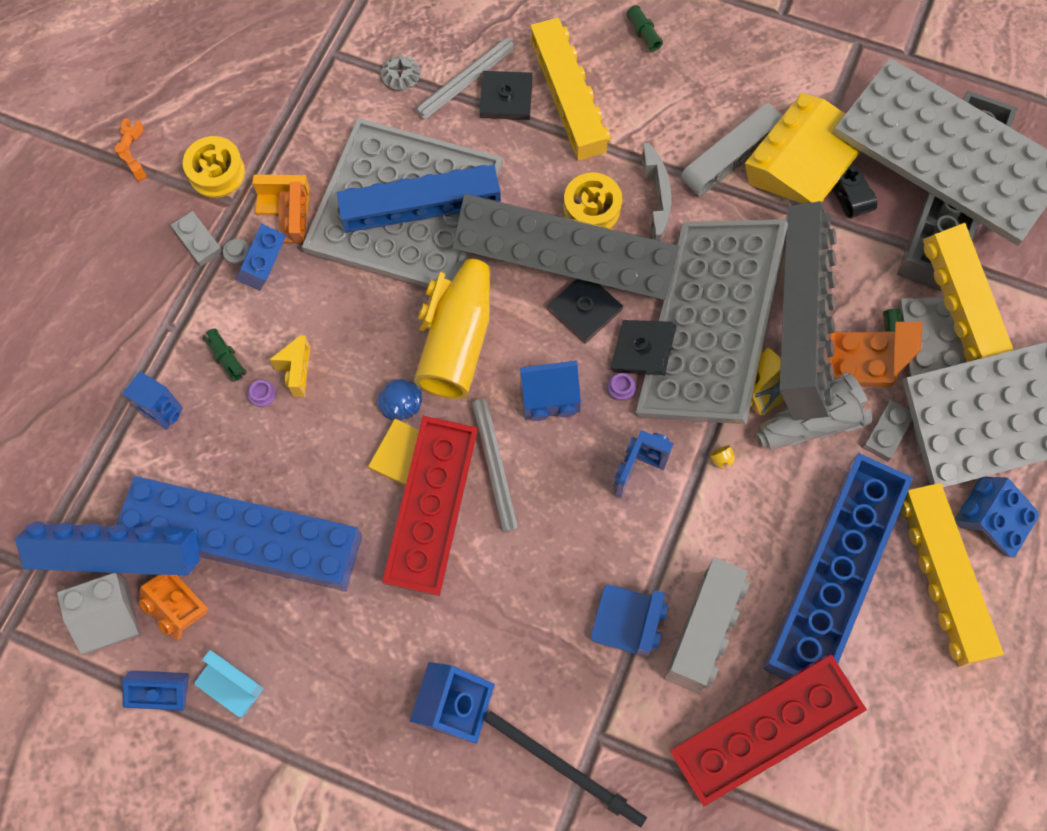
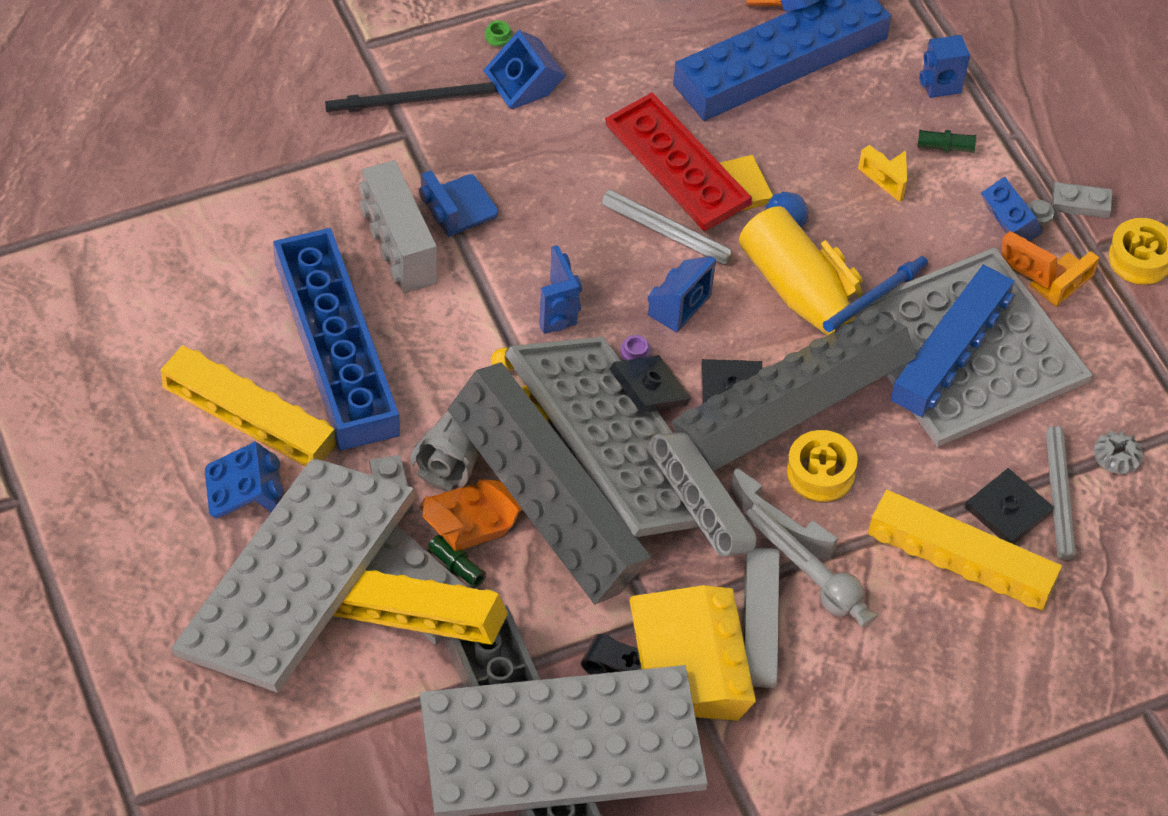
camera: 130 degrees right, 15 degrees down
(262, 393) = (887, 141): medium lavender plate -> none
(380, 280) = (904, 274): none -> blue bar
(420, 764) = (498, 33): none -> bright green plate
(644, 28) = (971, 671): dark green pin -> none
(674, 119) = (839, 593): none -> light grey piece
(703, 230) = (703, 494): none -> light grey beam
(767, 729) = (292, 195): red plate -> none

